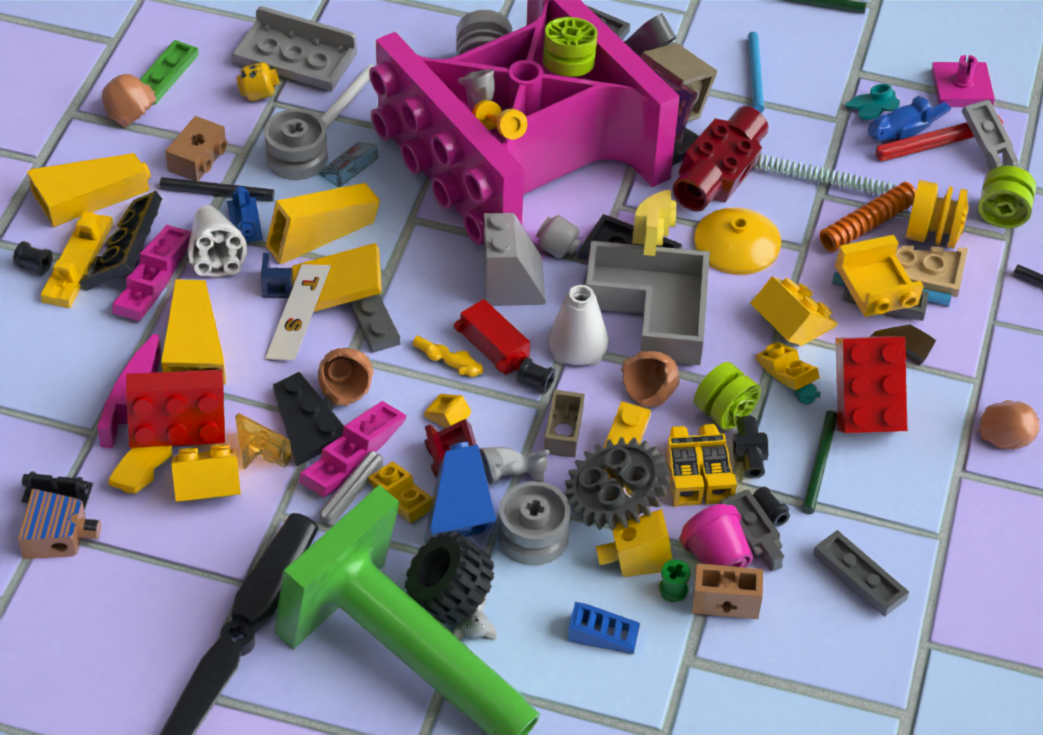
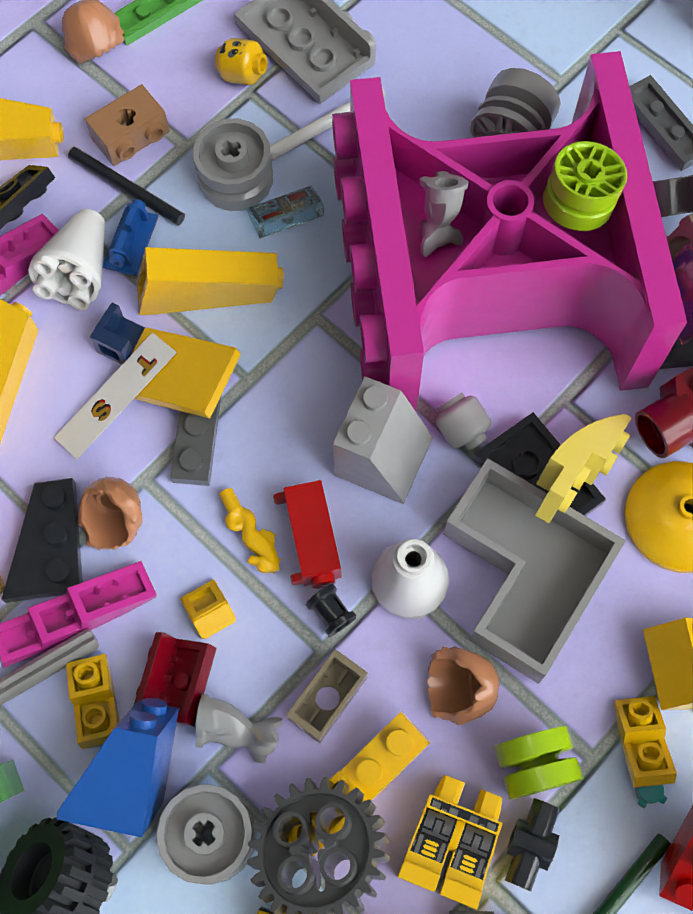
camera: 30 degrees right, 20 degrees up
(509, 123) = (441, 277): yellow wheel -> none

